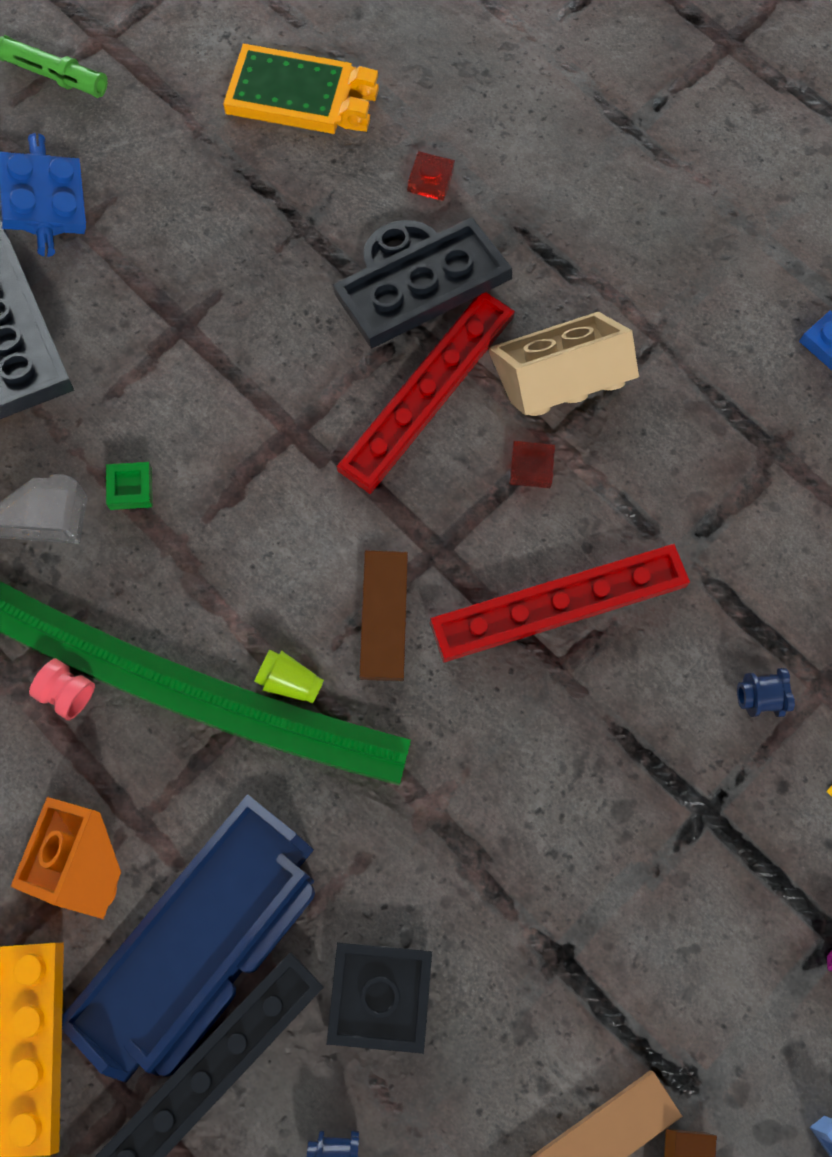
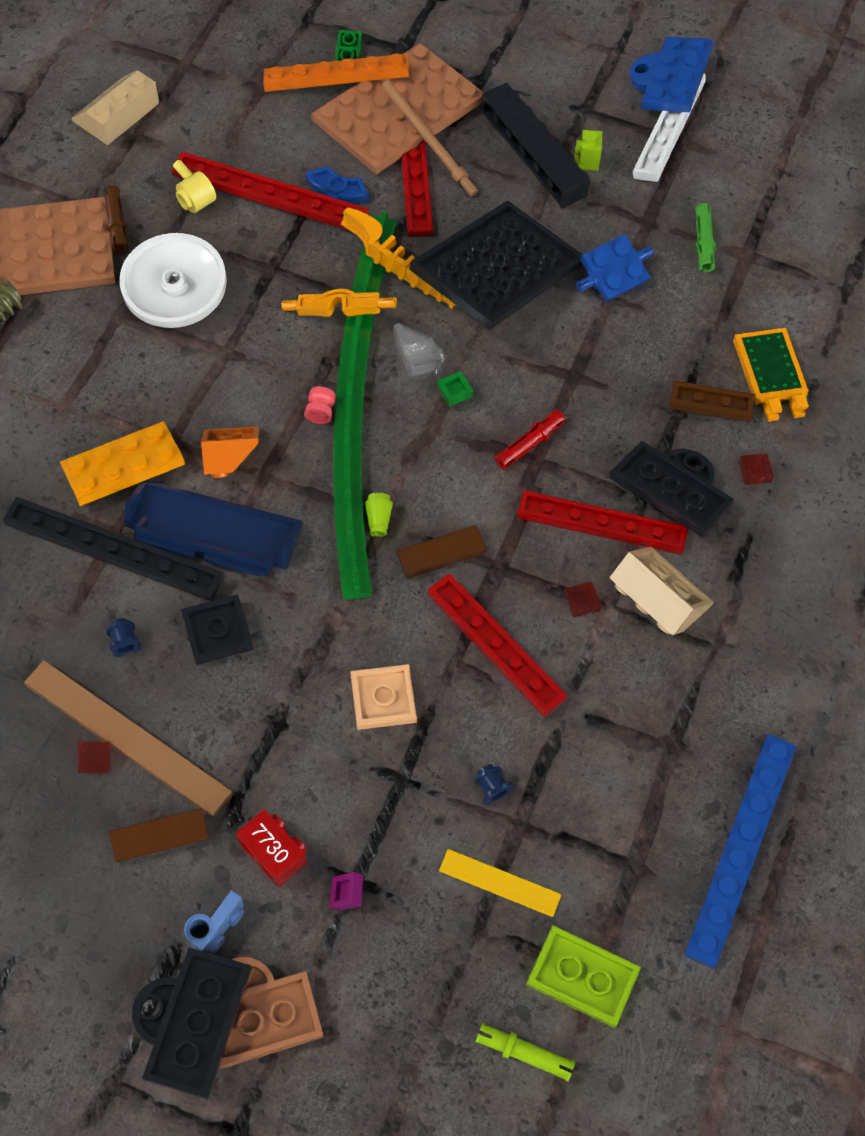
camera: 70 degrees right, 10 degrees down
(256, 407) = (538, 433): none -> red pin
(310, 177) = (712, 401): none -> reddish brown plate
(577, 789) = (383, 697): none -> light nougat tile
(764, 1043) = (272, 847): none -> red brick

